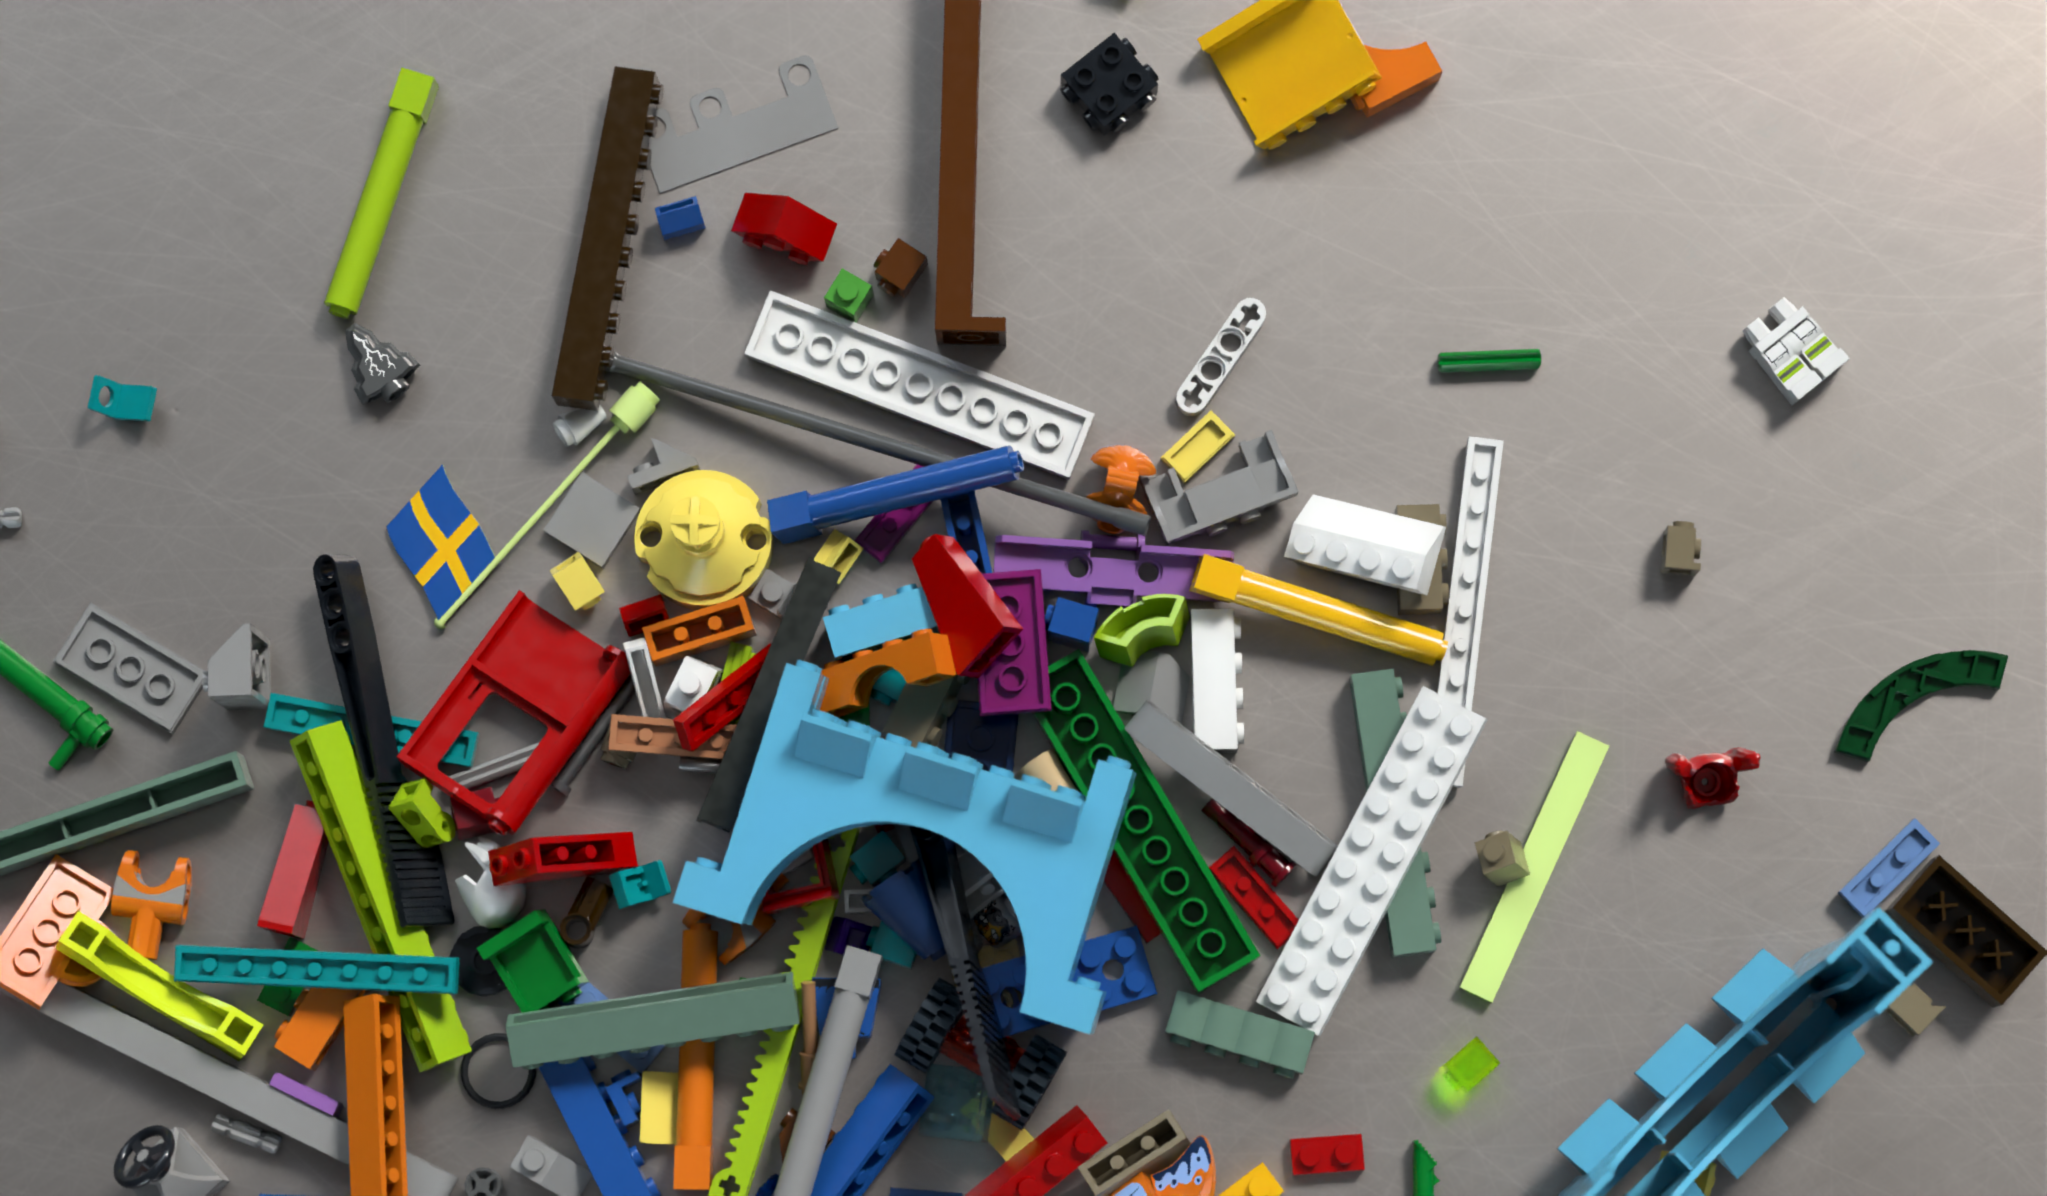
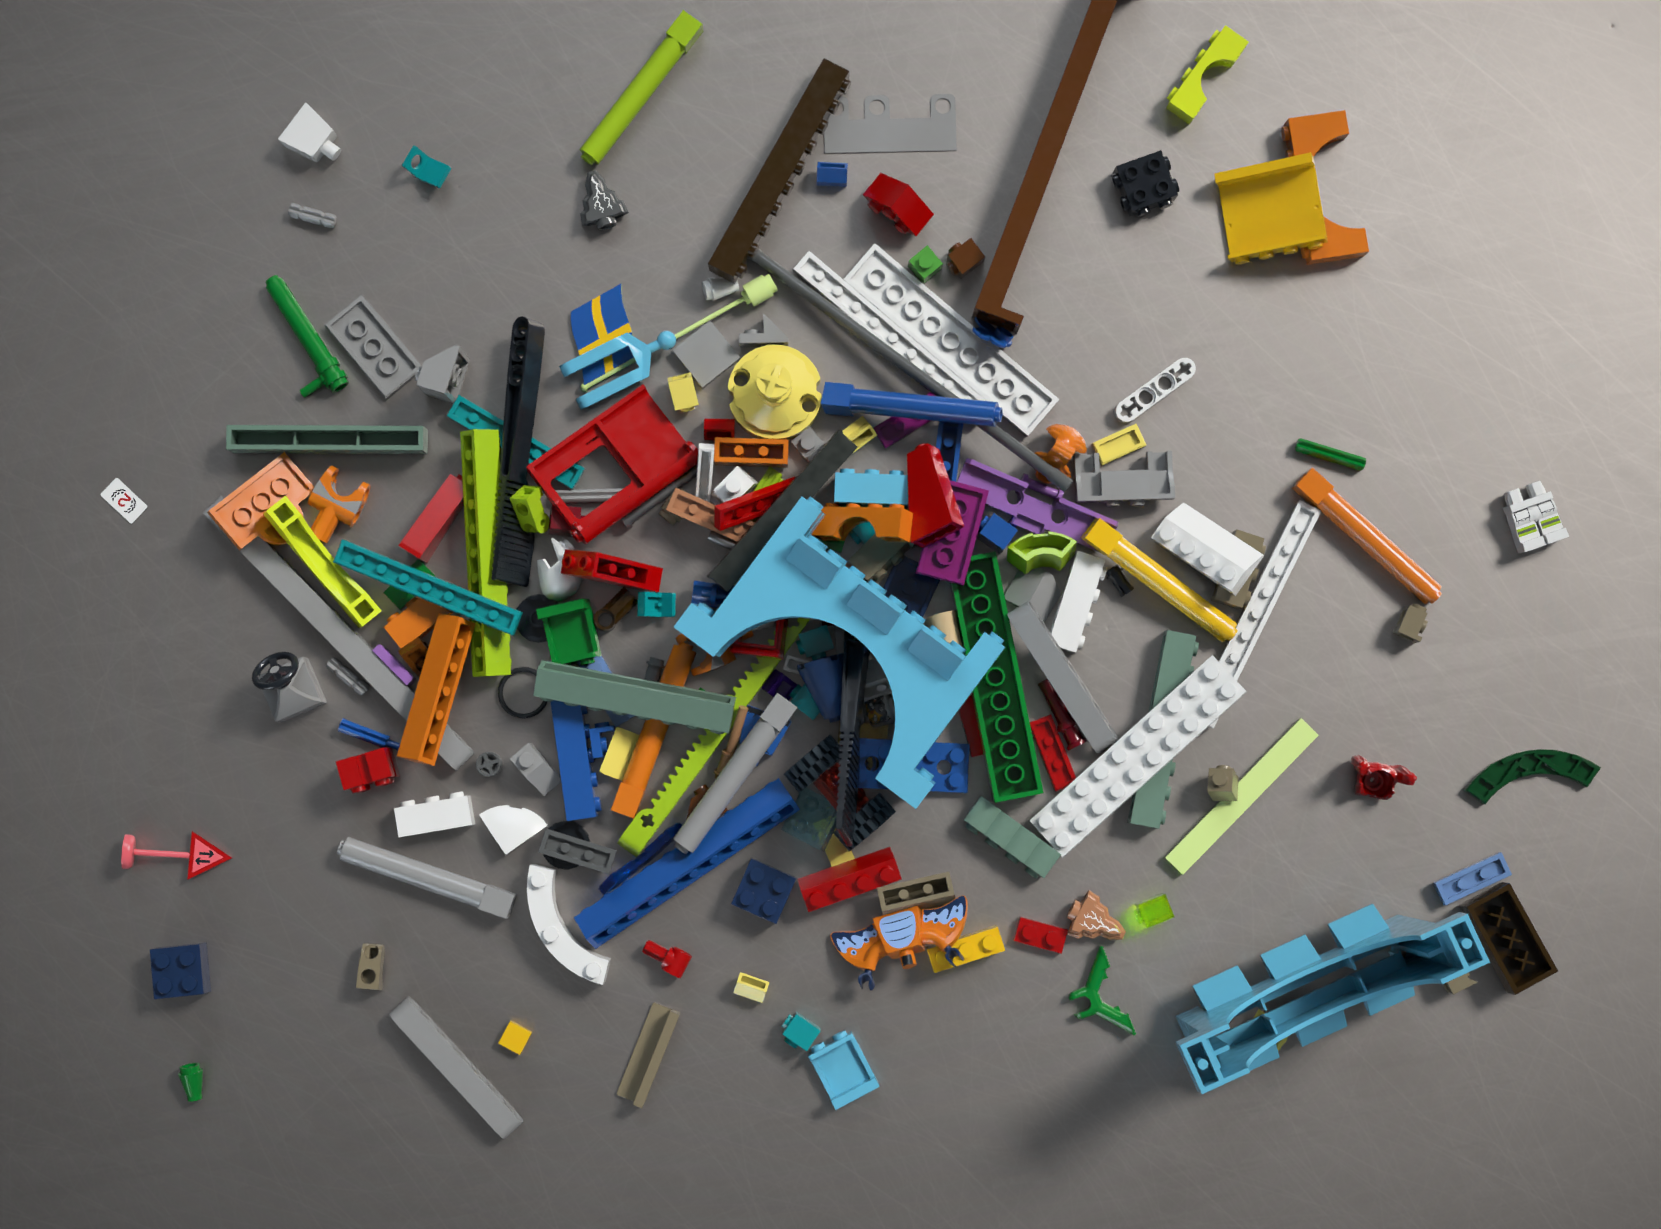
camera: 10 degrees right, 5 degrees up
(330, 1070) = (414, 655): none -> reddish brown slope
(502, 548) = (641, 352): none -> medium azure piece
(667, 974) = (654, 669): none -> dark grey pin
(706, 843) = (709, 594): none -> blue hips
(795, 391) = (871, 318): none -> white plate
(982, 357) = (999, 337): none -> blue plate
(1263, 630) = (1119, 580): none -> black pin
(1391, 1107) = (1093, 919): none -> nougat rock
(1495, 419) = (1320, 493): none -> orange brick

